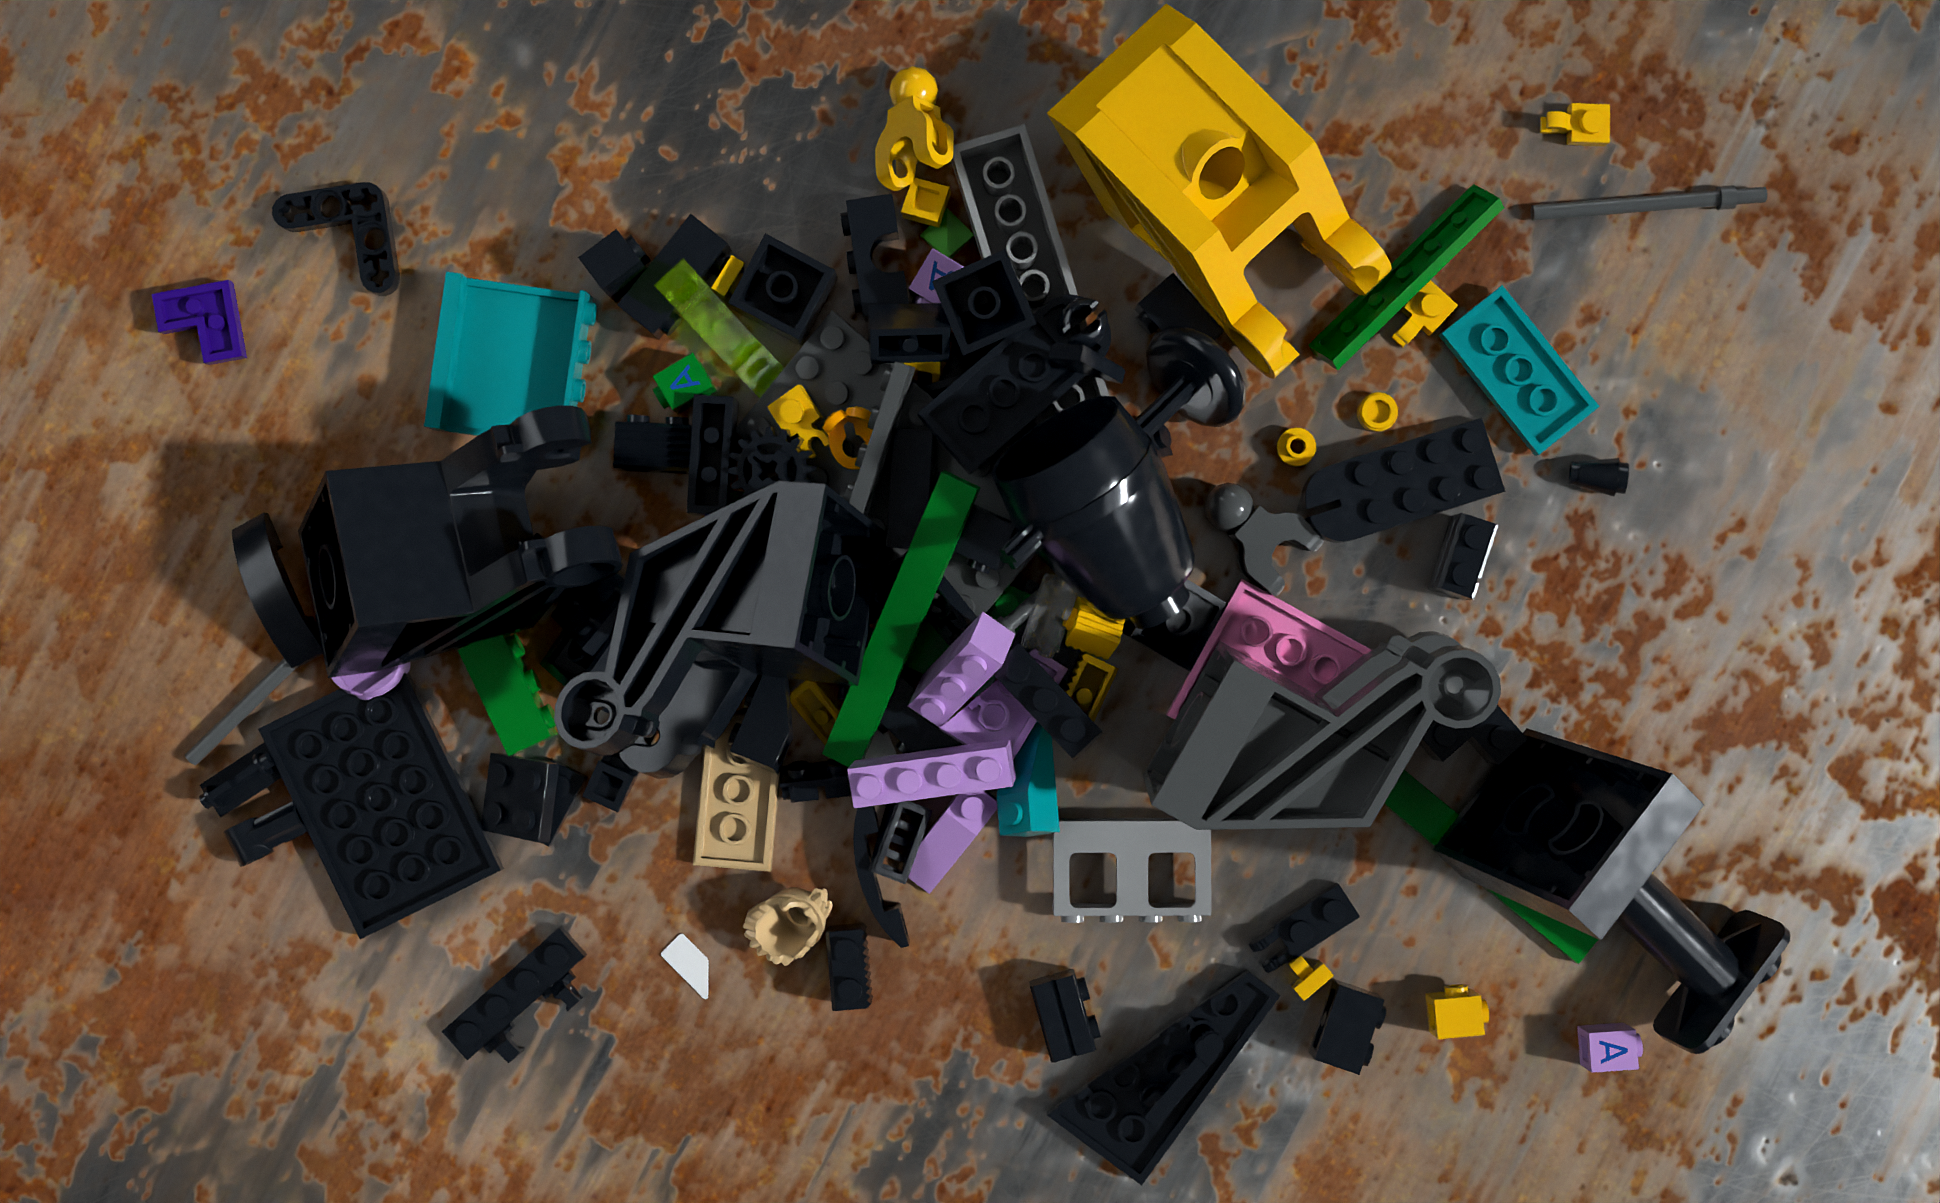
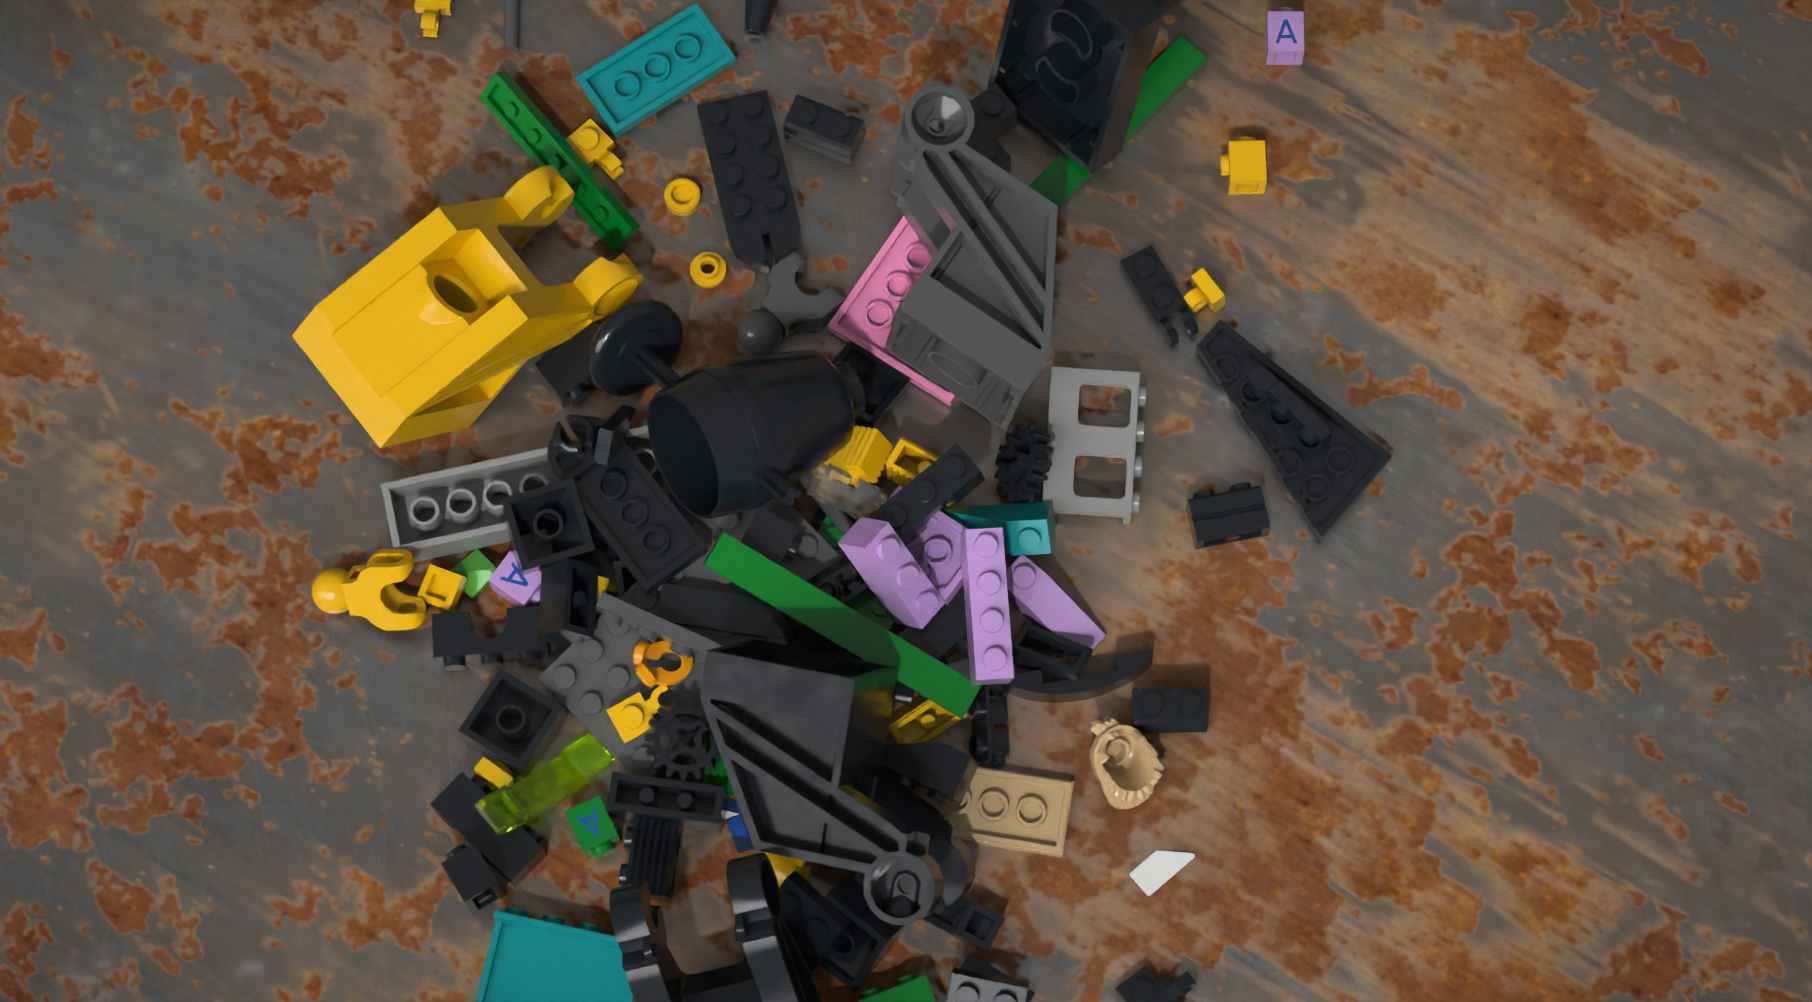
camera: 80 degrees left, 15 degrees down
(1101, 798) = (1023, 462): none -> black gear
(1347, 1027) = (1252, 262): black brick -> none

